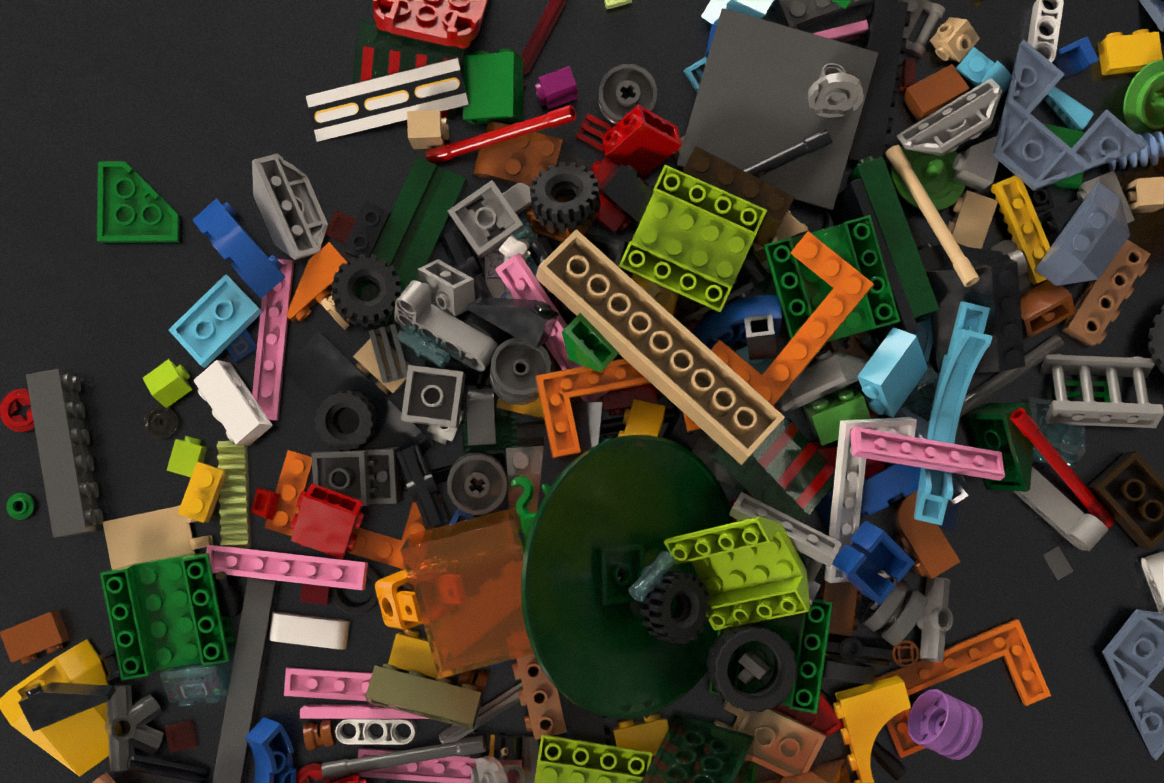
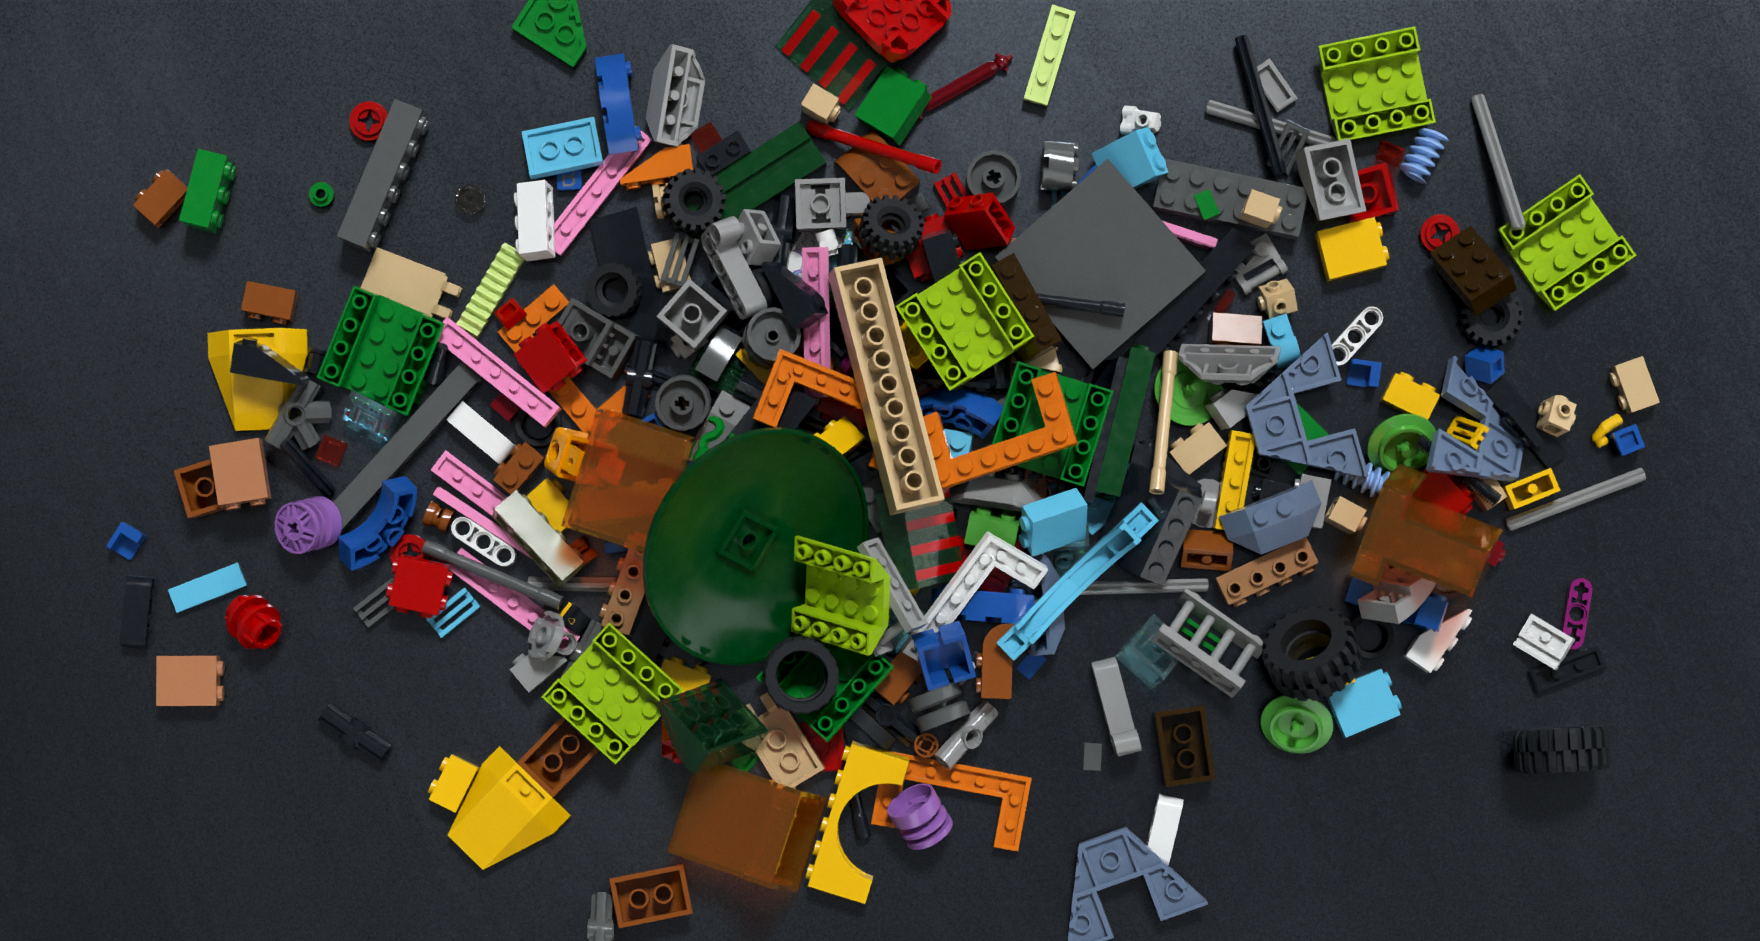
camera: 30 degrees right, 0 degrees up
(168, 383) = (495, 172): lime brick -> none
(186, 455) = (473, 239): lime brick -> none
(202, 492) = (469, 274): yellow brick -> none
(365, 643) = (519, 468): none -> dark orange brick
(386, 99) = (804, 61): sticker -> none
(423, 346) = (709, 272): clear light blue pin -> none
(556, 88) = (941, 137): magenta brick -> none
(587, 345) = (833, 350): green slope -> none
(651, 576) = (769, 555): clear light blue pin -> none
(680, 46) = (1059, 166): none -> dark grey brick
(689, 612) = (782, 602): black tyre -> none
(753, 668) = (802, 679): white tile -> none
(760, 337) = (968, 429): black brick -> none
(835, 92) = (1148, 281): light grey tile -> none
(926, 453) = (1038, 599): bright pink tile -> none
(996, 432) = (1107, 634): dark green slope -> none
(1031, 430) = (1129, 633): red piece -> none
(1069, 110) = (1332, 412): medium azure slope -> none

